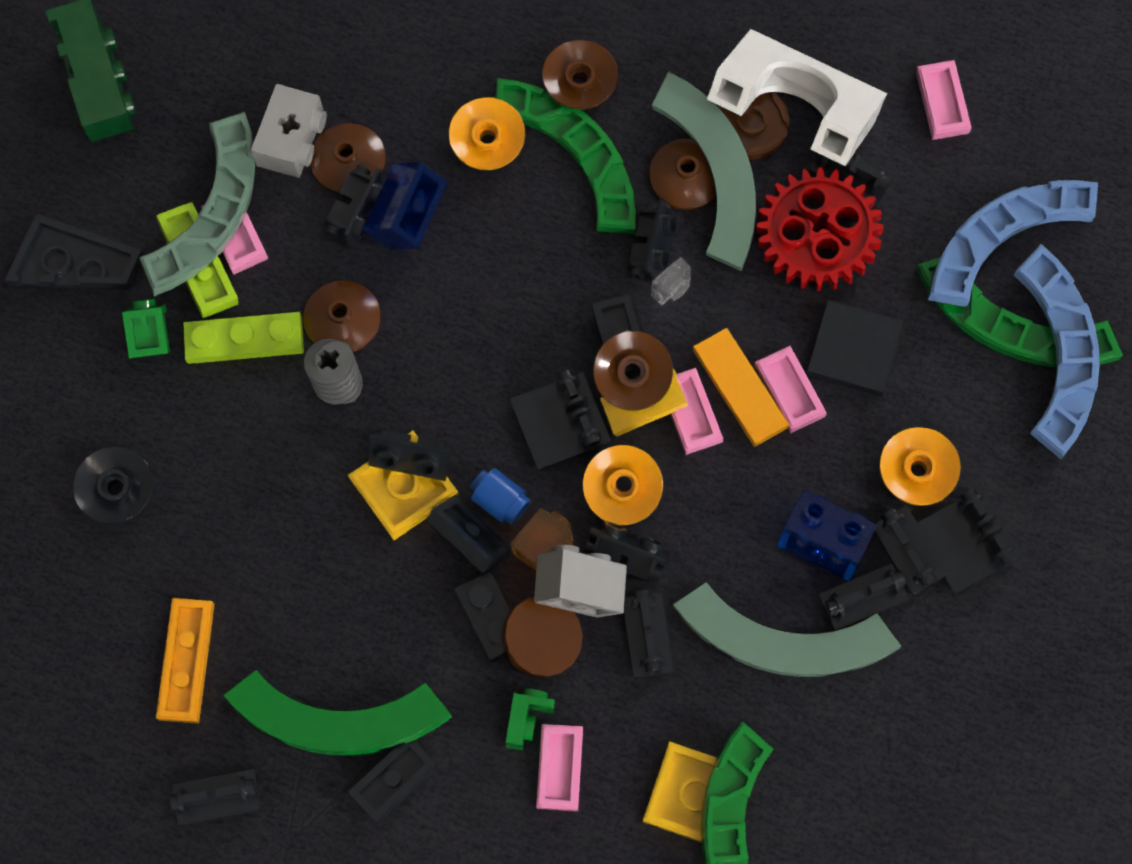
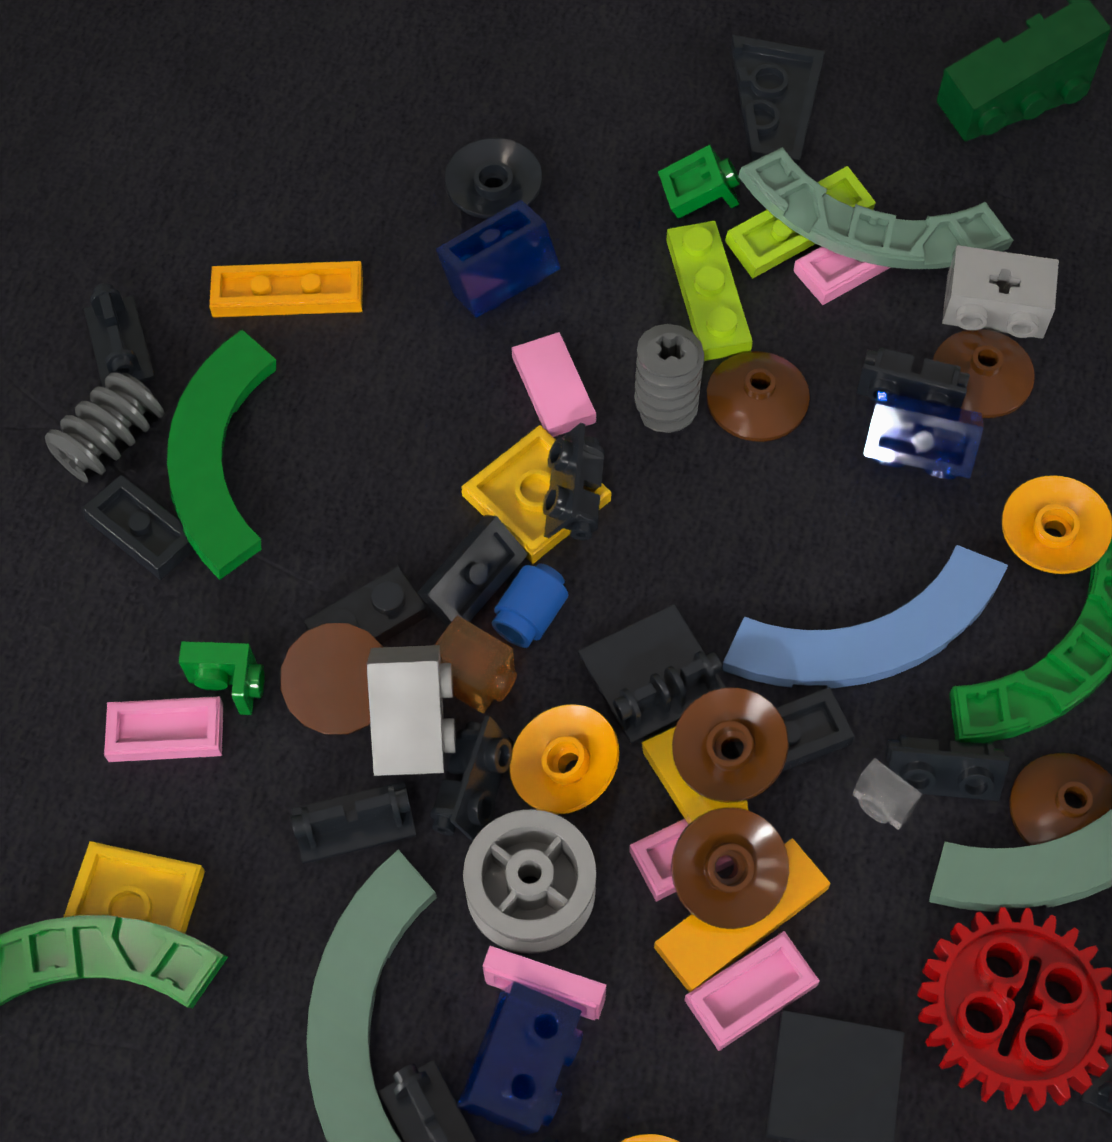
camera: 80 degrees right, 10 degrees down
(199, 486) = (498, 258): none -> clear blue brick
(300, 804) = (102, 423): none -> dark grey piece
(311, 462) = (553, 384): none -> bright pink tile
(559, 266) = (873, 648): none -> medium blue tile
(705, 538) = (535, 914): none -> light grey wheel
(724, 376) = (757, 875): none -> reddish brown dish
(777, 515) = (504, 968): none -> bright pink tile

